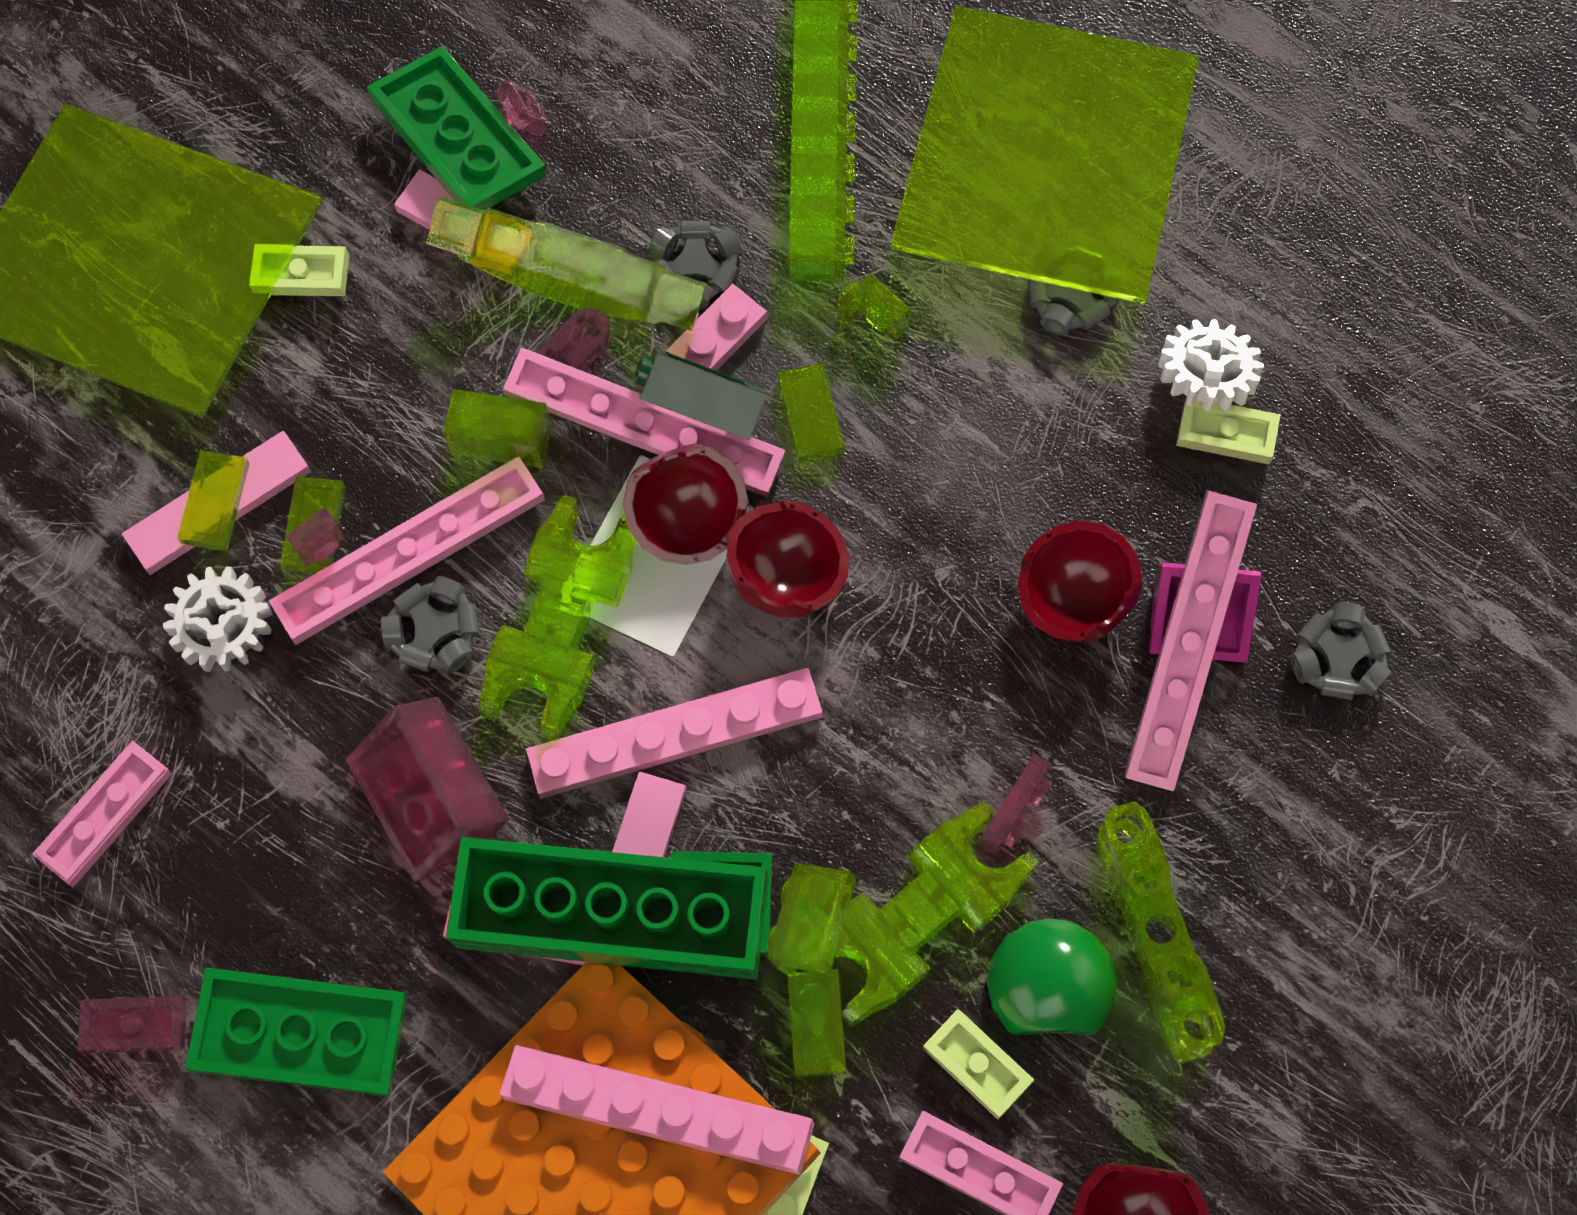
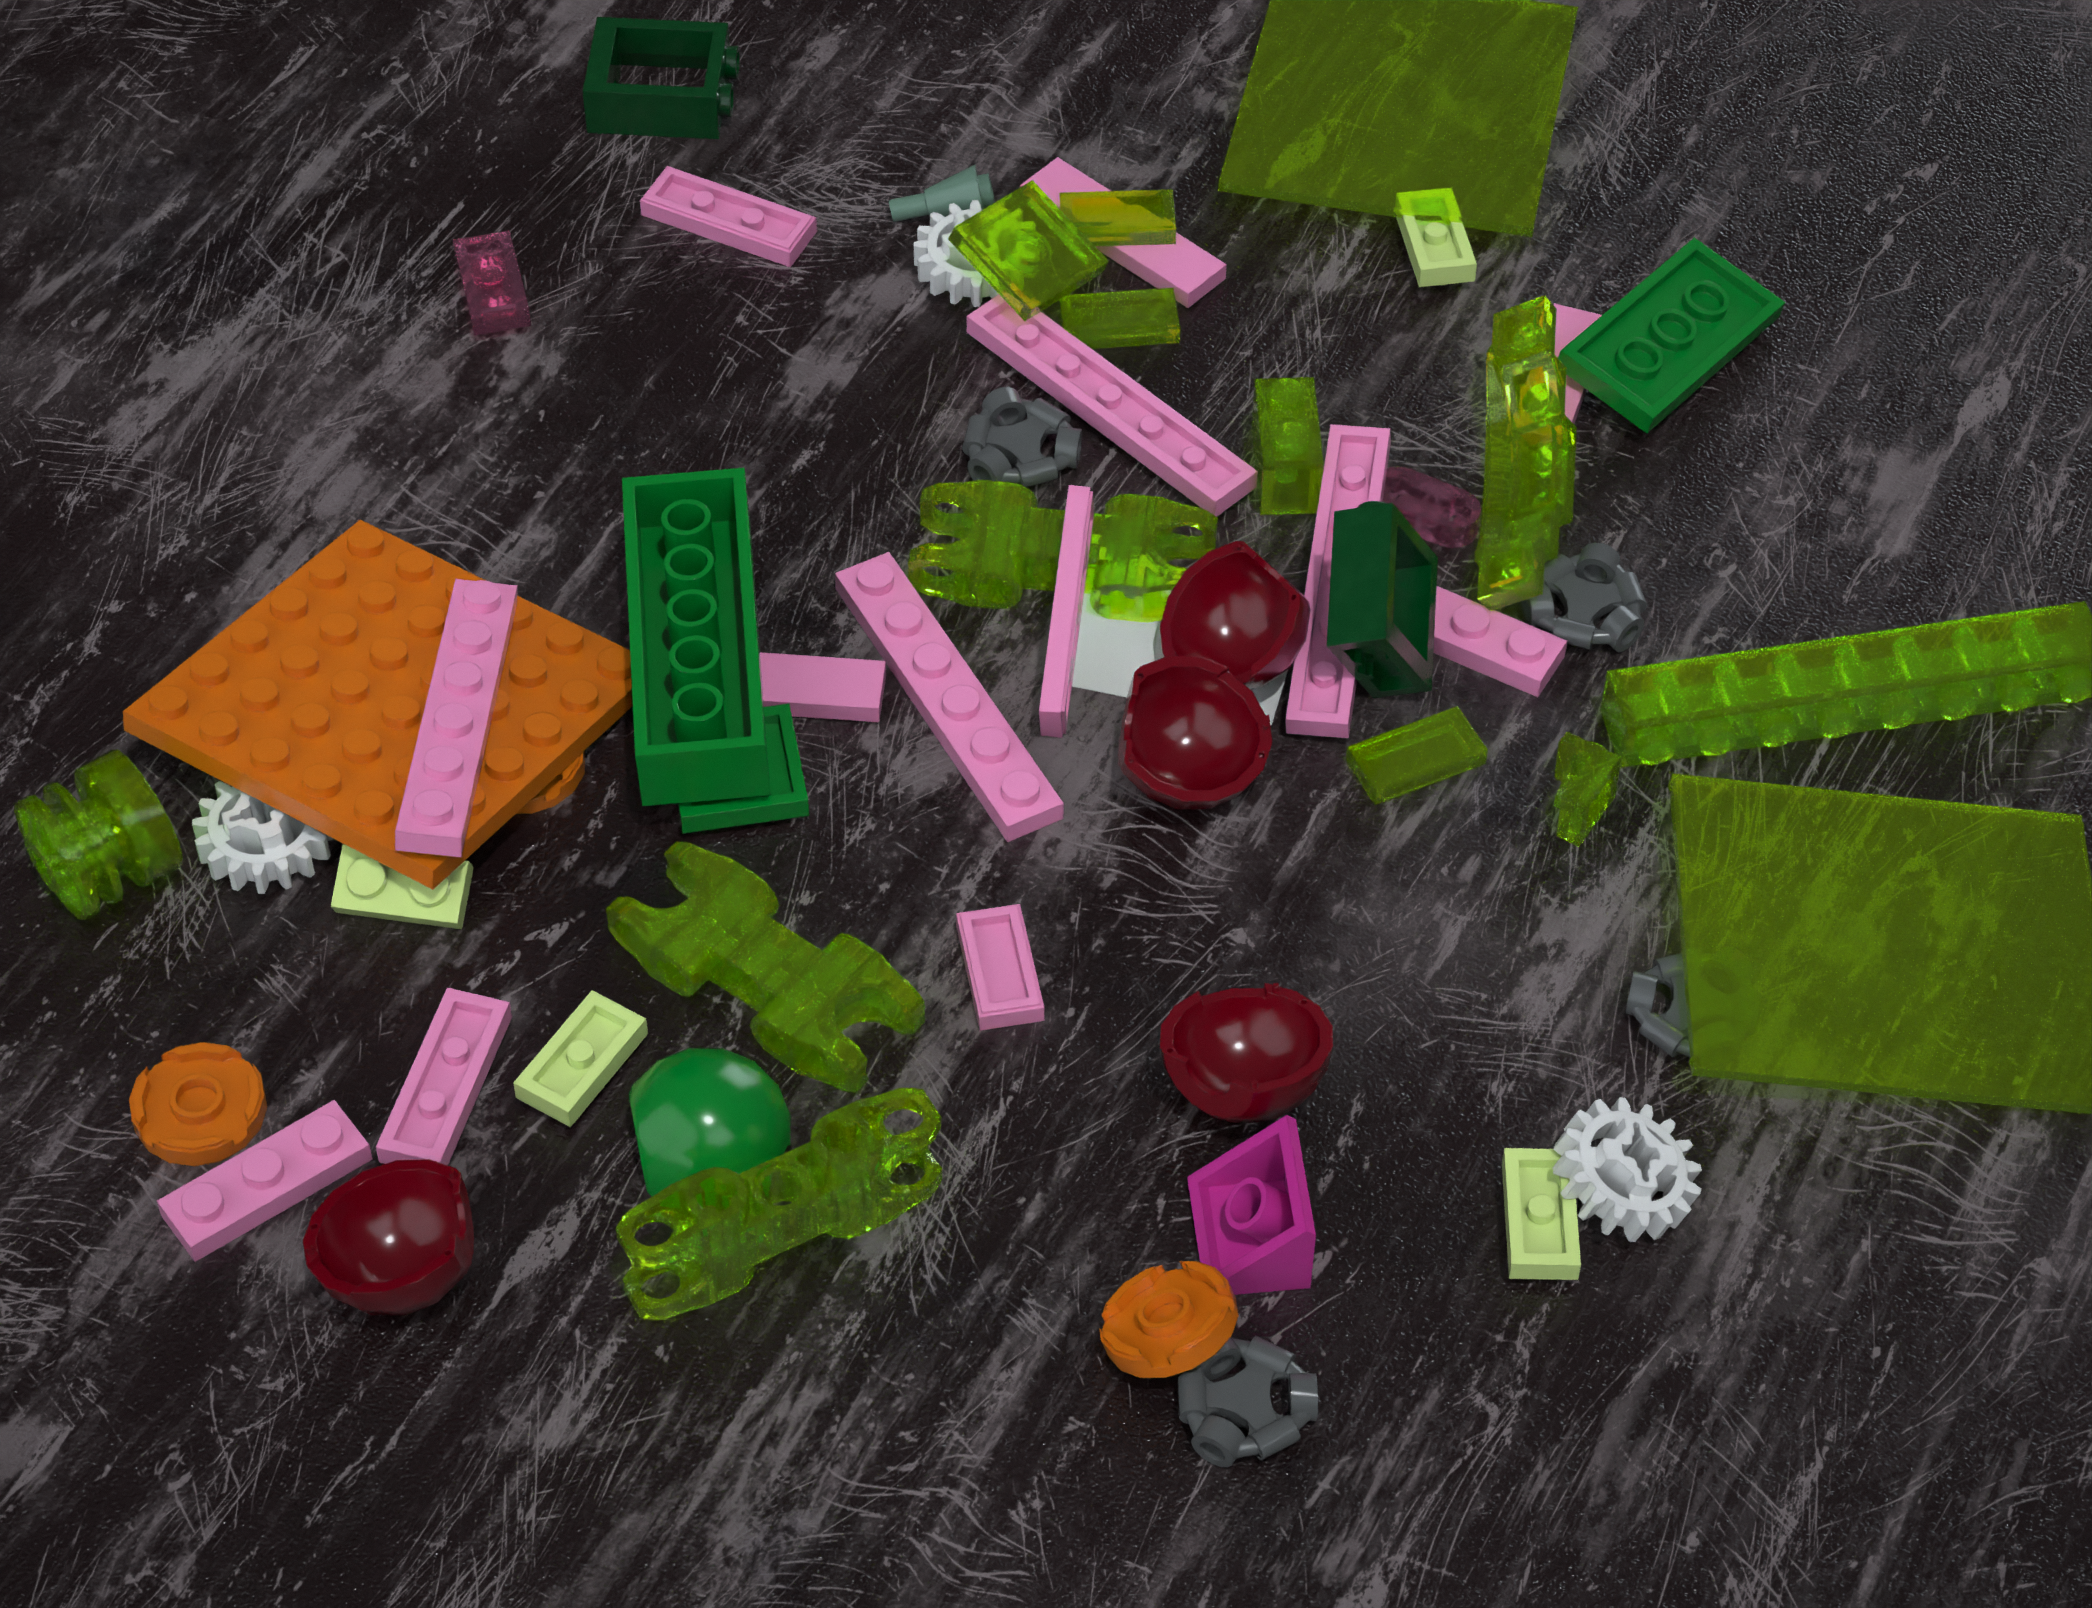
camera: 75 degrees right, 20 degrees down
(144, 623) = (956, 189): none -> sand green cone
(247, 574) = (1028, 250): none -> clear neon green tile
(297, 1032) = (507, 419): green plate -> none
(316, 538) = (1092, 302): clear pink plate -> none
(425, 786) = (830, 469): clear pink slope -> none
(521, 108) = (1730, 391): clear pink plate -> none
(644, 622) = (1066, 612): none -> bright pink tile
(810, 919) = (726, 836): clear neon green bracket -> none
(816, 1024) = (583, 887): clear neon green plate -> none
(943, 744) = (1000, 967): none -> bright pink tile
(1029, 789) = (930, 1043): clear pink plate -> none
(1190, 640) = (1195, 1166): bright pink plate -> none
(1281, 688) = (1168, 1320): none -> orange tile

